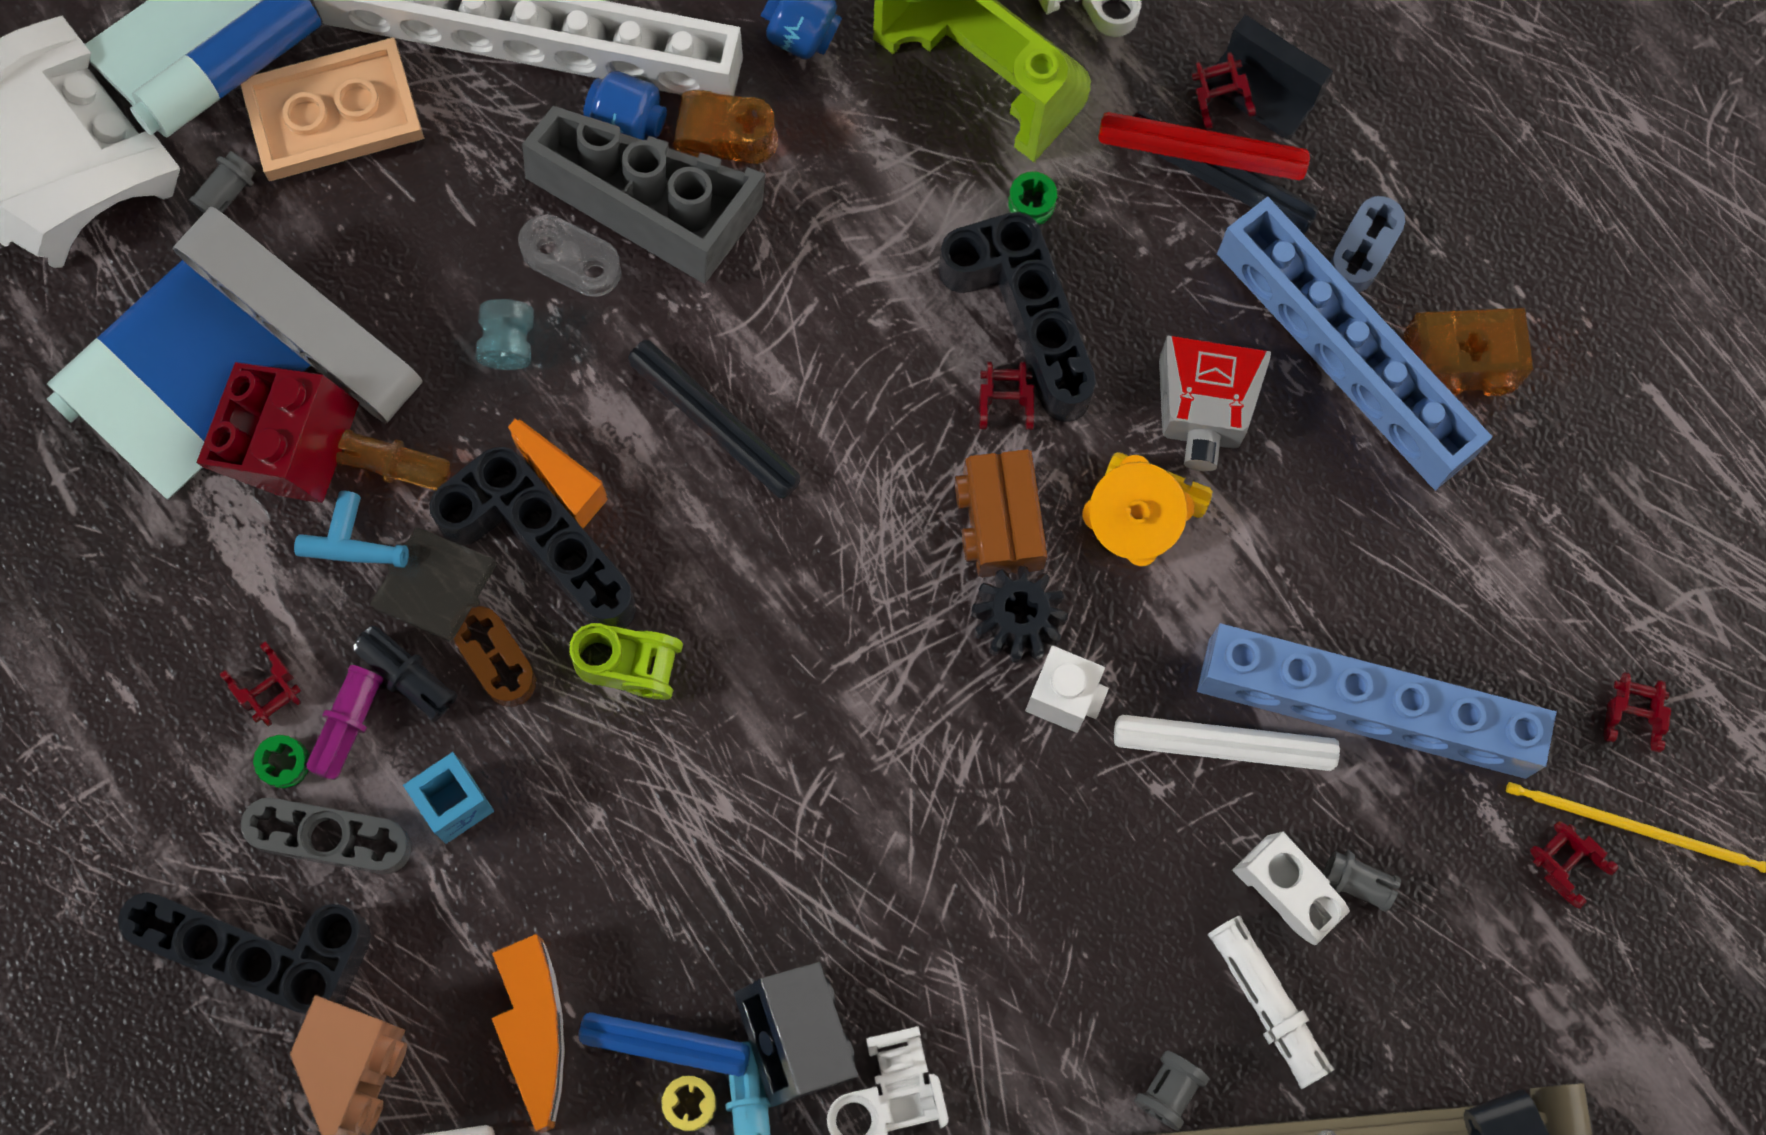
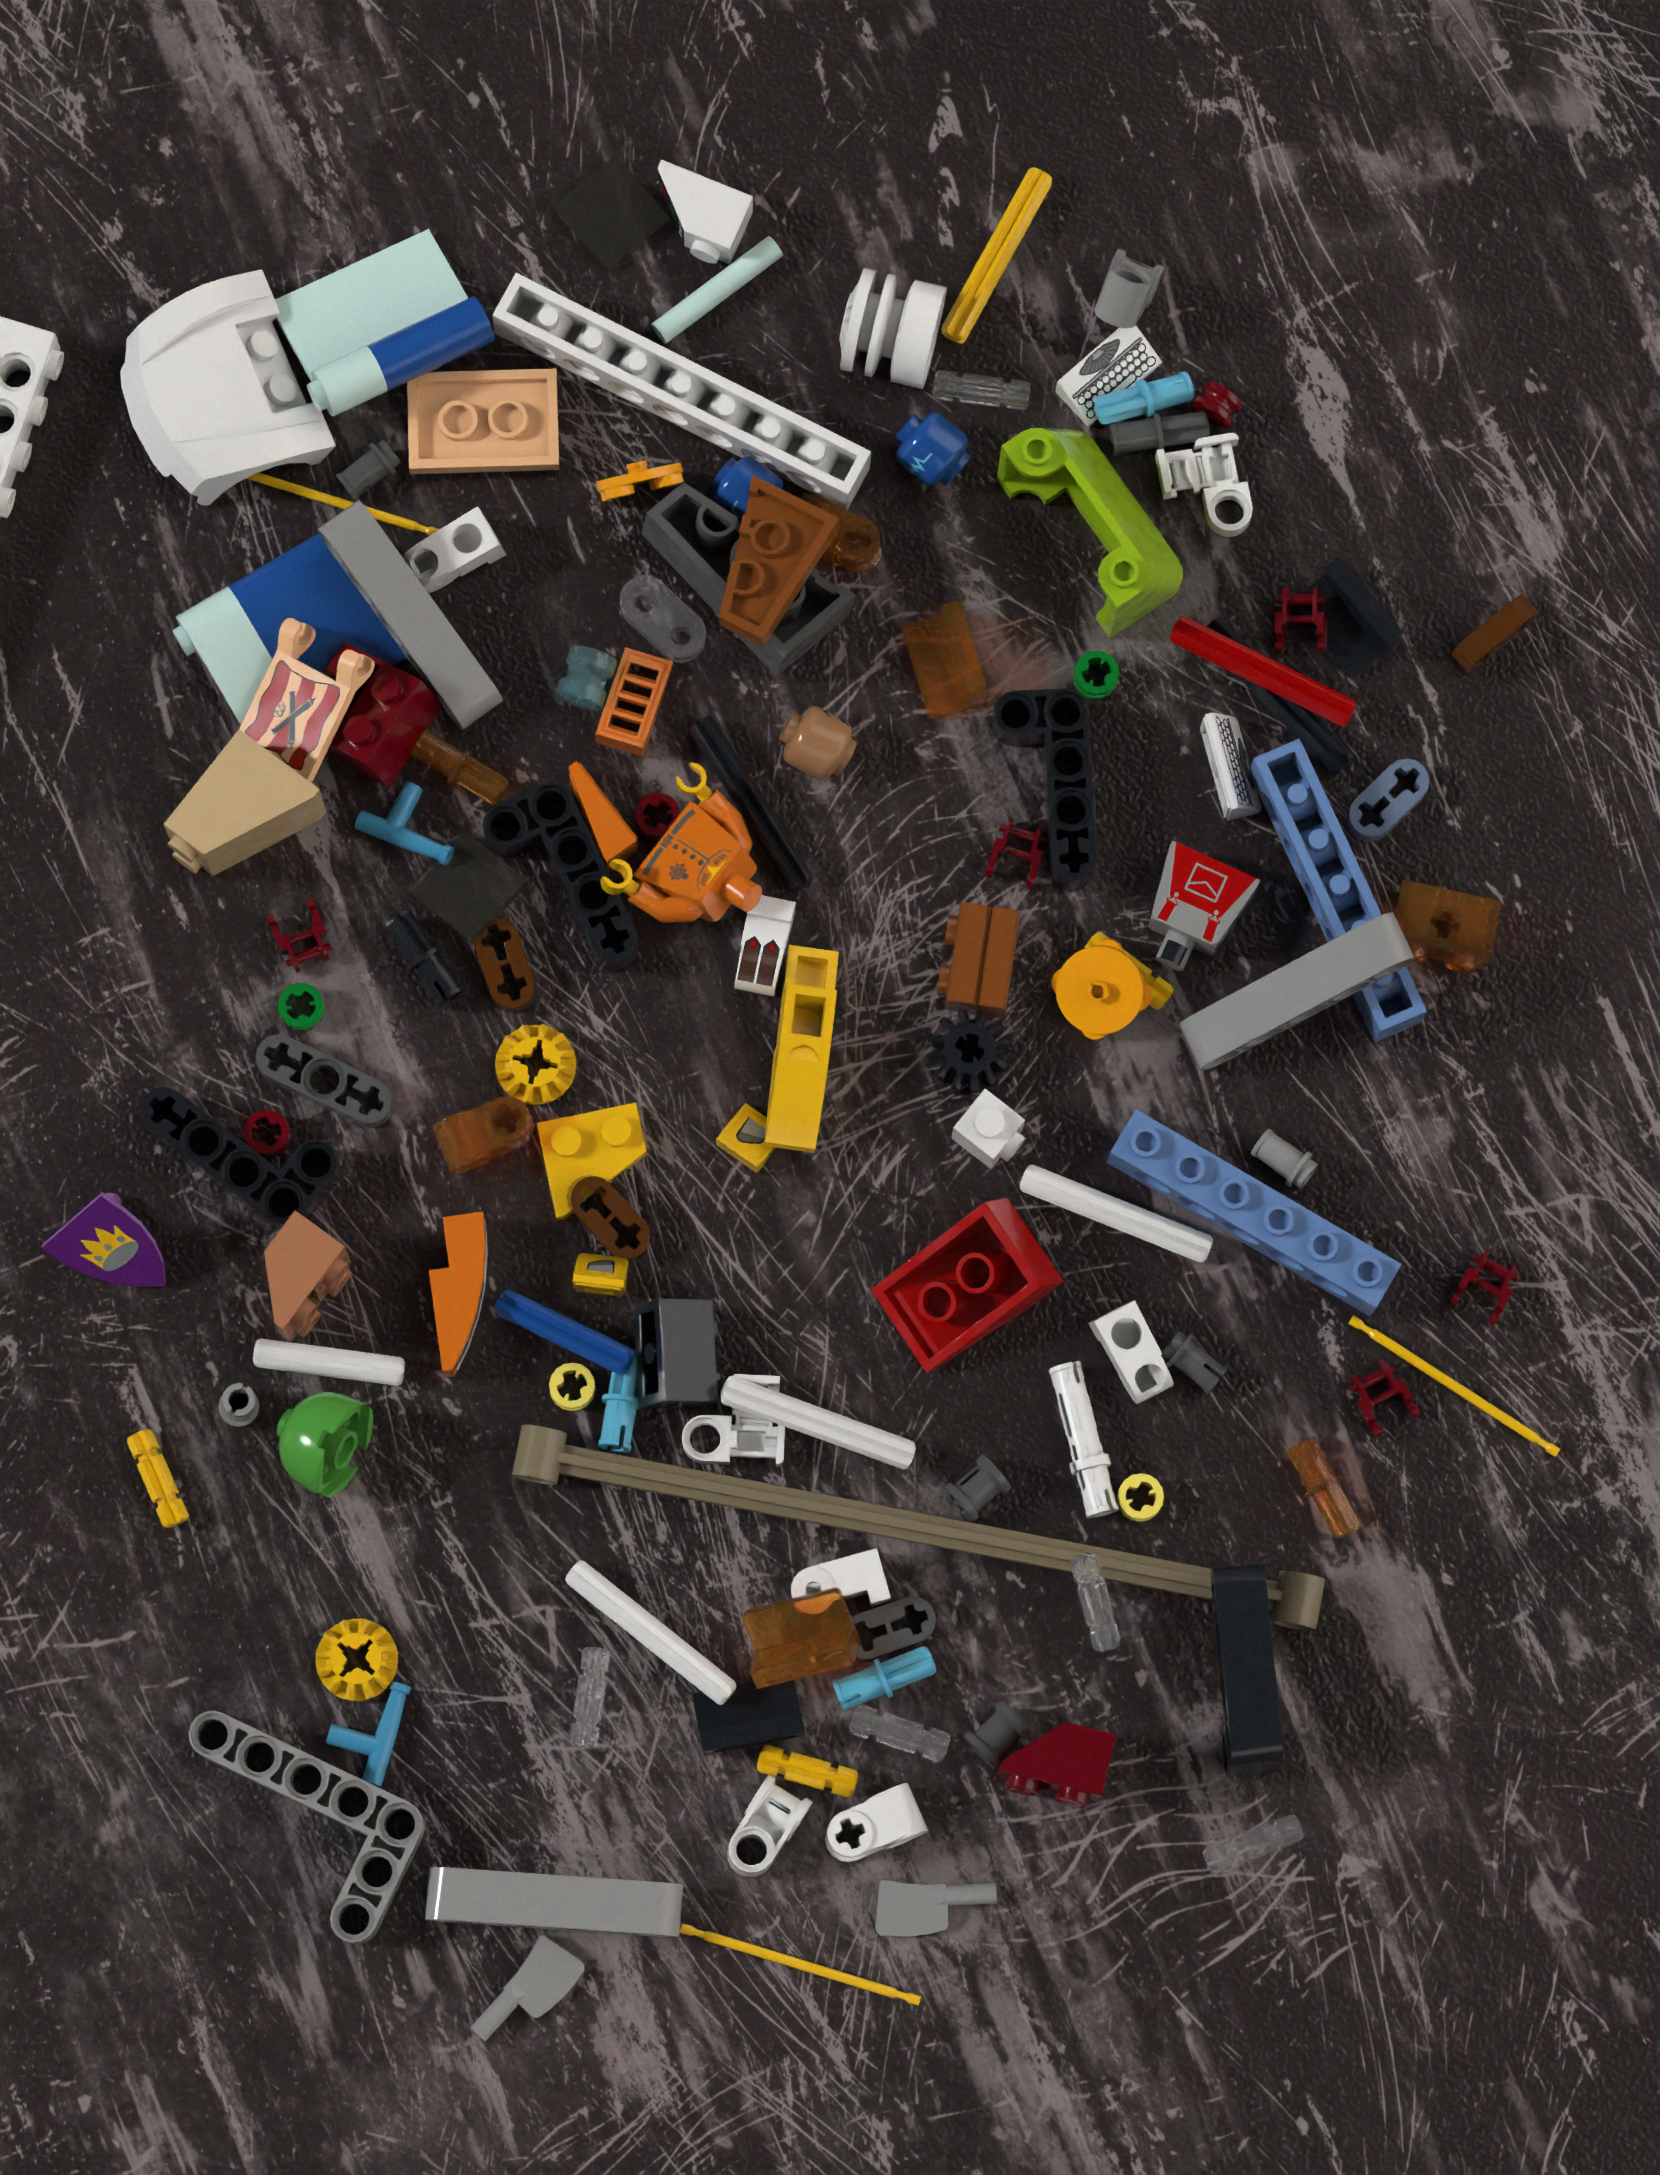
camera: 15 degrees right, 5 degrees up
(118, 1090) = (109, 1245): none -> dark purple shield
(157, 564) = (240, 808): none -> tan slope
(175, 227) = (339, 502): none -> yellow piece
(198, 436) = (298, 705): none -> light nougat flag
(281, 895) = (275, 1121): none -> dark red bush
(333, 241) = (454, 551): none -> white leg
(343, 722) = (362, 987): magenta axle -> none
(448, 798) = (437, 1077): dark azure brick -> none
(504, 118) = (638, 473): none -> light orange piece
(511, 850) = (474, 1136): none -> clear orange piece
(555, 386) = (622, 738): none -> orange slope
(575, 771) = (549, 1082): none -> yellow gear
(611, 444) = (654, 802): none -> dark red bush
(630, 659) = (620, 1000): lime piece -> none
(638, 835) = (589, 1144): none -> yellow wing
(669, 153) = (773, 559): none -> dark orange wing
(671, 911) = (617, 1208): none -> reddish brown beam
(673, 492) = (696, 864): none -> orange torso
(687, 966) = (600, 1274): none -> yellow slope
(766, 337) = (817, 743): none -> medium nougat head
(768, 558) = (764, 945): none -> white leg
(810, 770) = (745, 1138): none -> yellow slope
(841, 659) = (802, 1049): none -> yellow slope
(877, 224) = (946, 662): none -> clear orange panel
(974, 1067) = (817, 1422): none -> white axle
(1091, 865) = (967, 1283): none -> red slope
(1194, 253) = (1229, 766): none -> white slope
(1341, 1032) = (1147, 1511): none -> light yellow bush
(1351, 451) = (1297, 991): none -> light grey beam
(1385, 636) = (1284, 1159): none -> light grey pin
(1419, 54) = (1495, 633): none -> reddish brown beam
(1545, 980) = (1323, 1487): none -> clear orange axle

